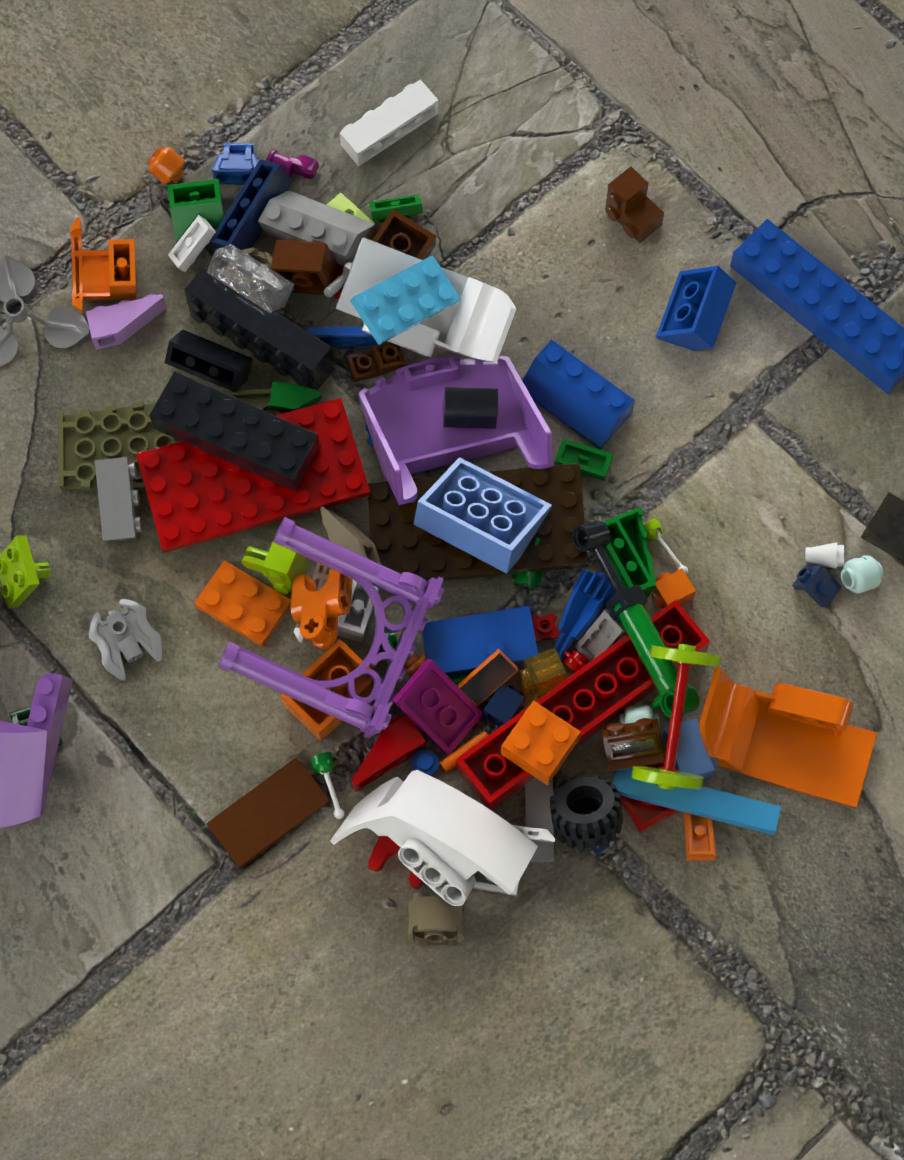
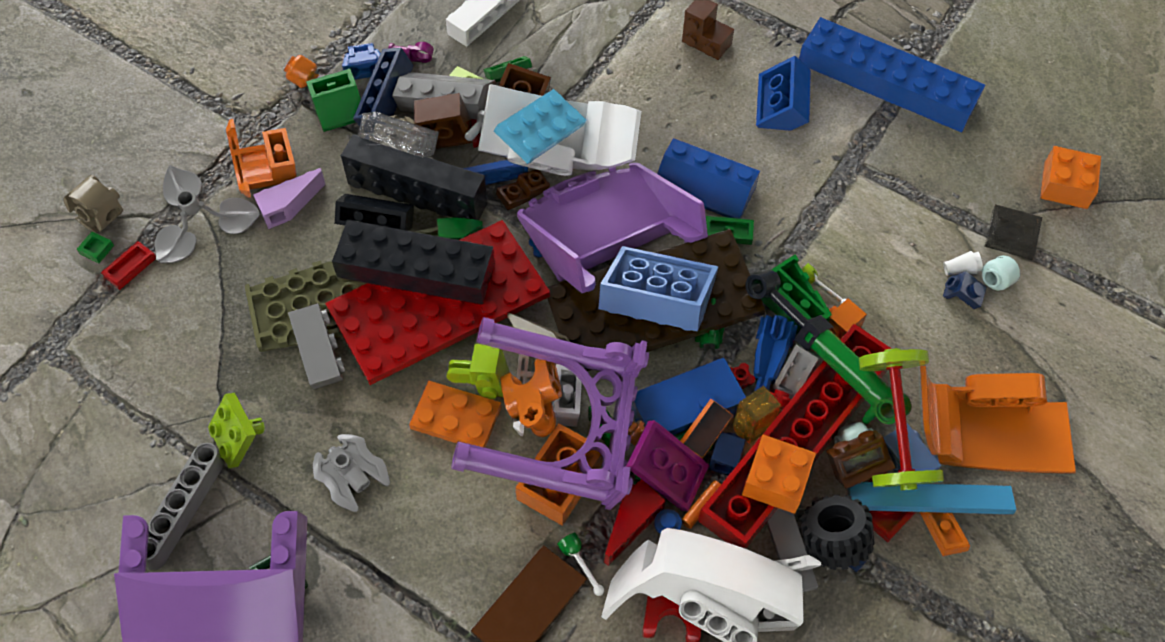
camera: 15 degrees left, 10 degrees down
(191, 243) = (337, 125): white plate -> none
(470, 407) = (618, 205): black brick -> none

